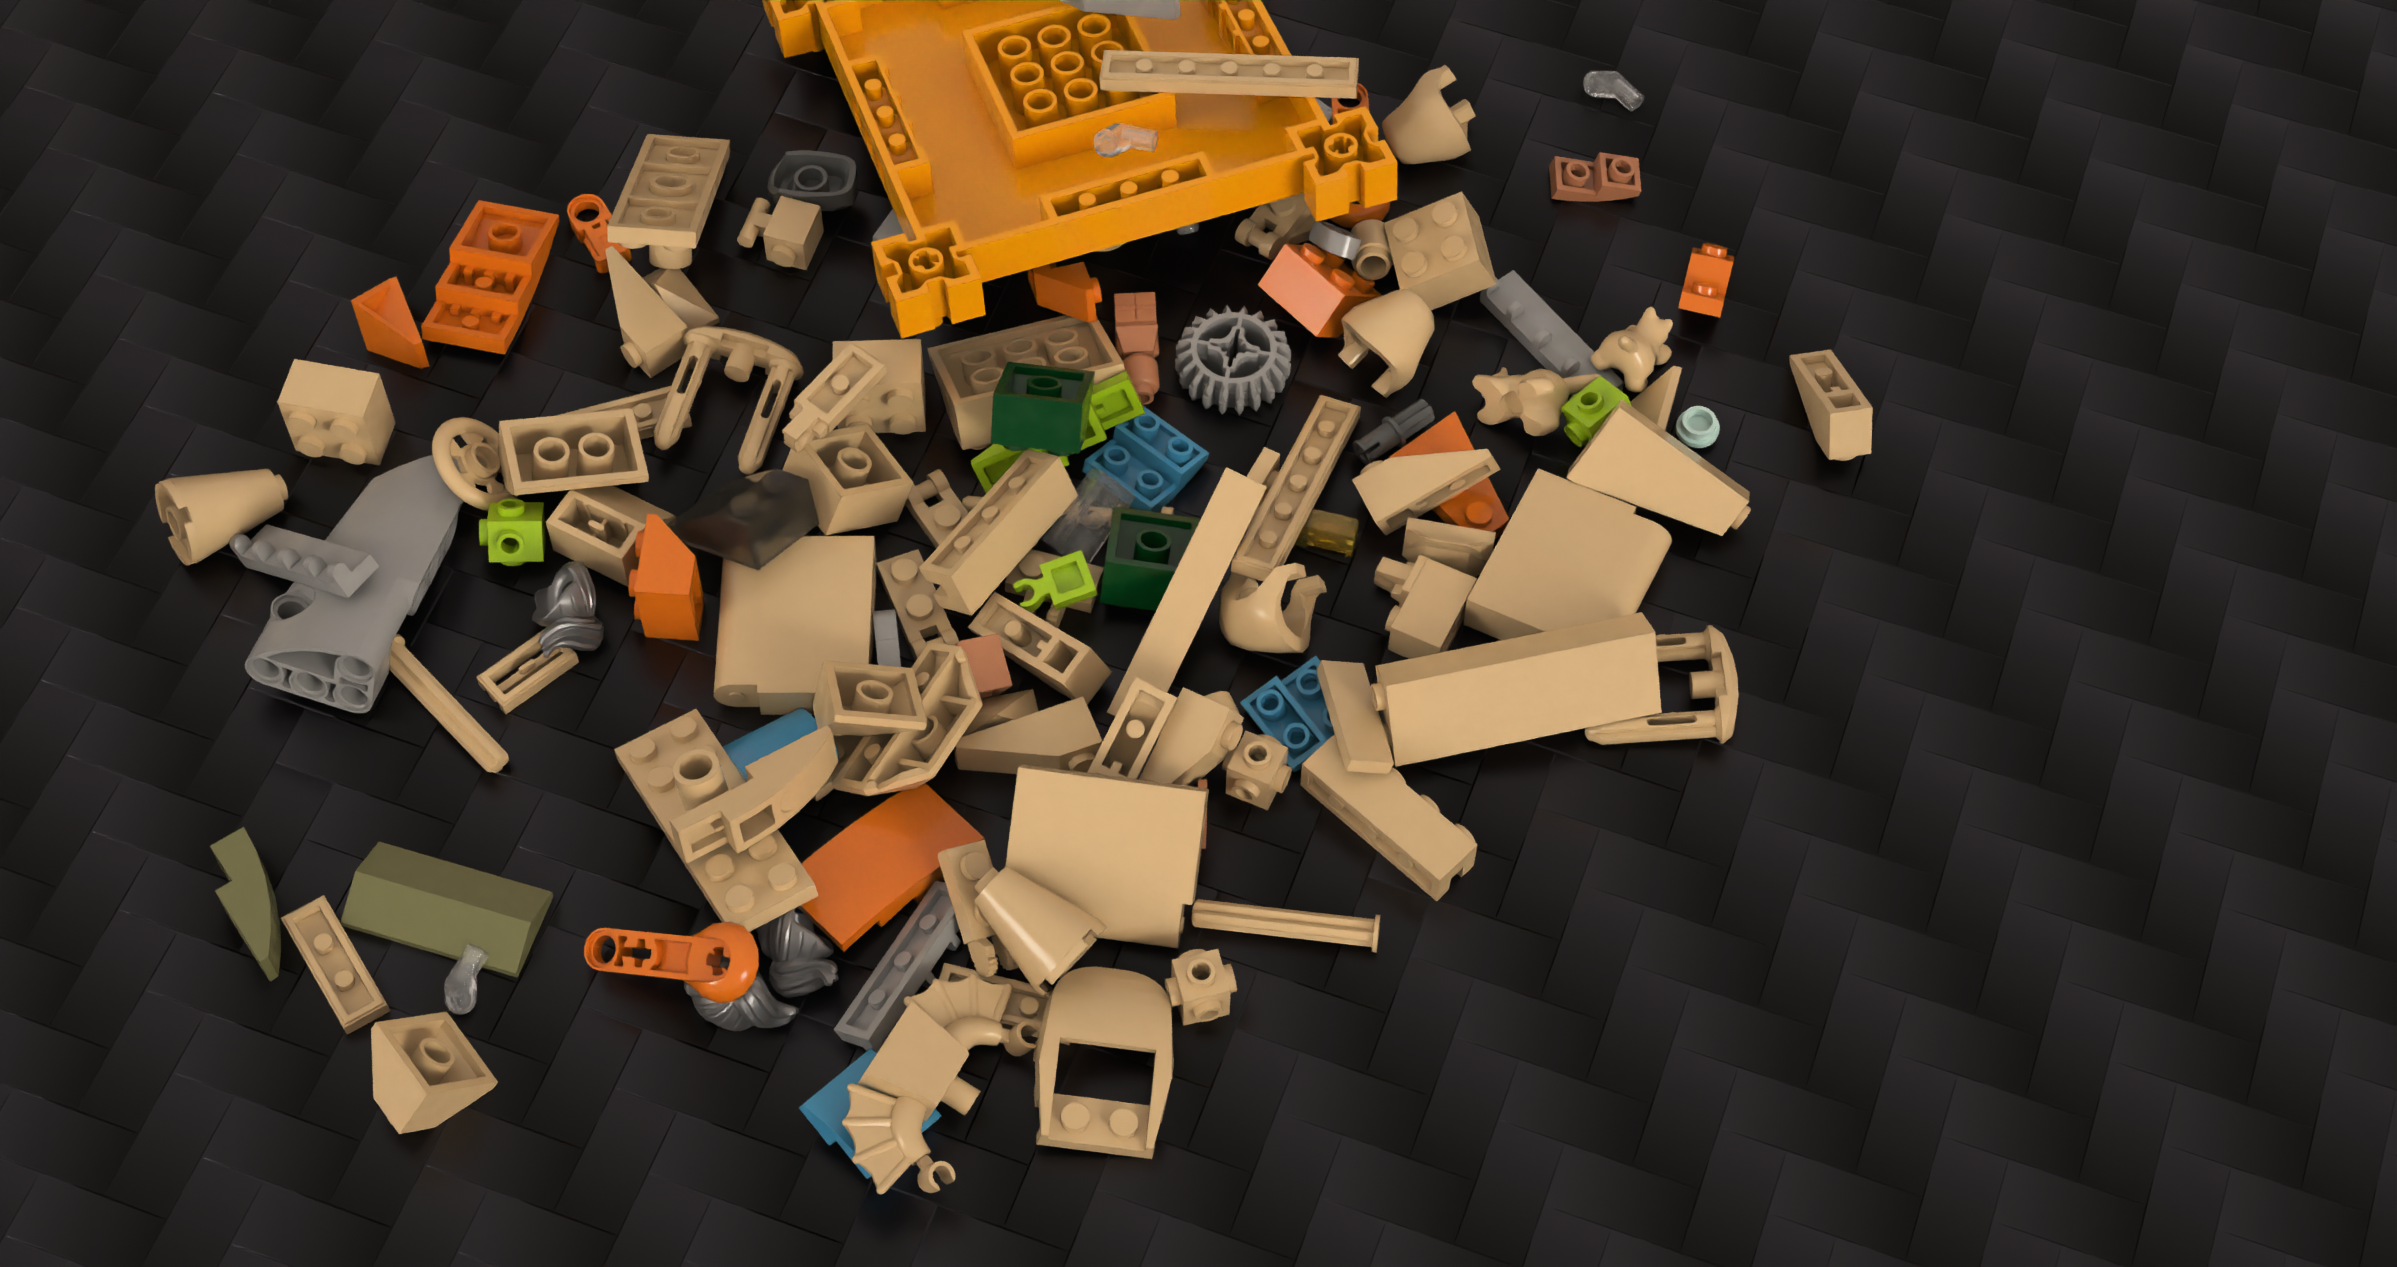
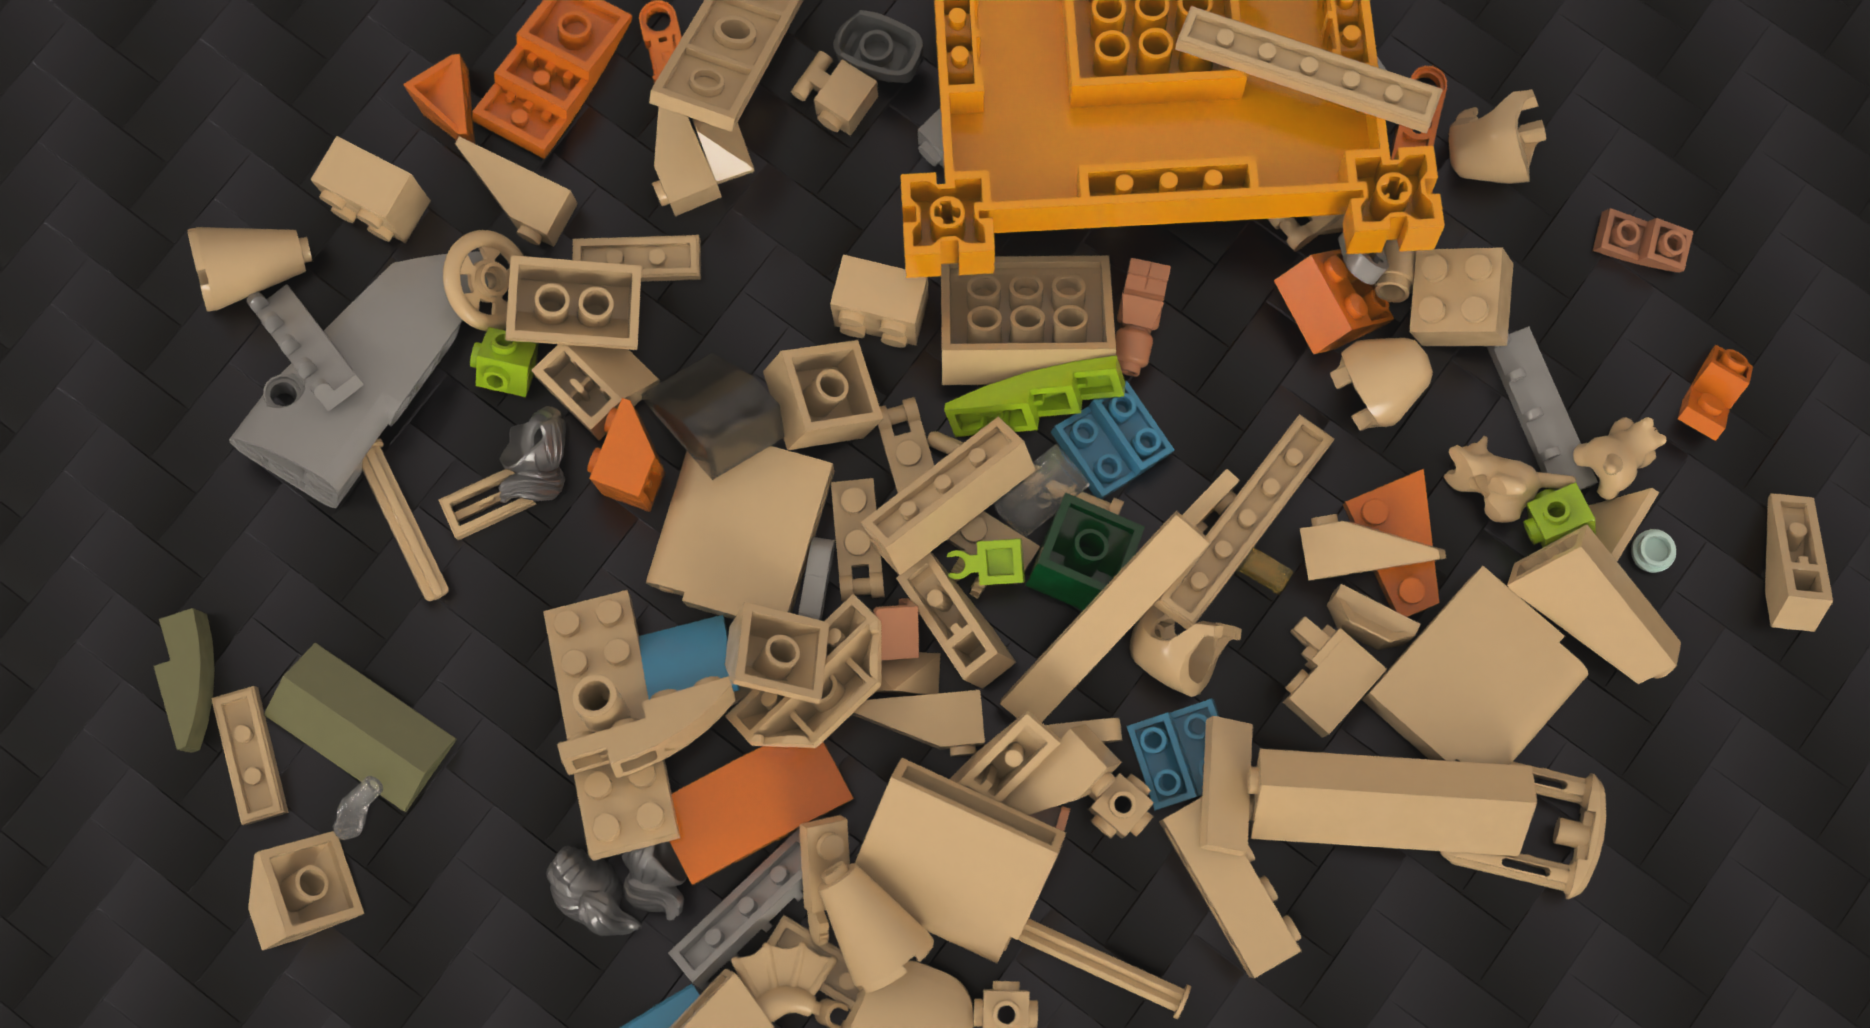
camera: 20 degrees right, 20 degrees up
(485, 385) = (529, 200): none -> tan slope
(684, 958) = (543, 859): orange beam -> none
(743, 353) = (765, 221): tan piece -> none
(832, 395) = (826, 321): tan hinge -> none
(1041, 408) = (1022, 383): dark green slope -> none
(1066, 290) = (1093, 246): orange slope -> none
(1123, 137) = (1179, 121): clear arm -> none
(1211, 347) = (1240, 363): light grey gear -> none
(1394, 431) = (1358, 475): dark grey axle -> none
(1612, 85) = (1694, 138): clear arm -> none

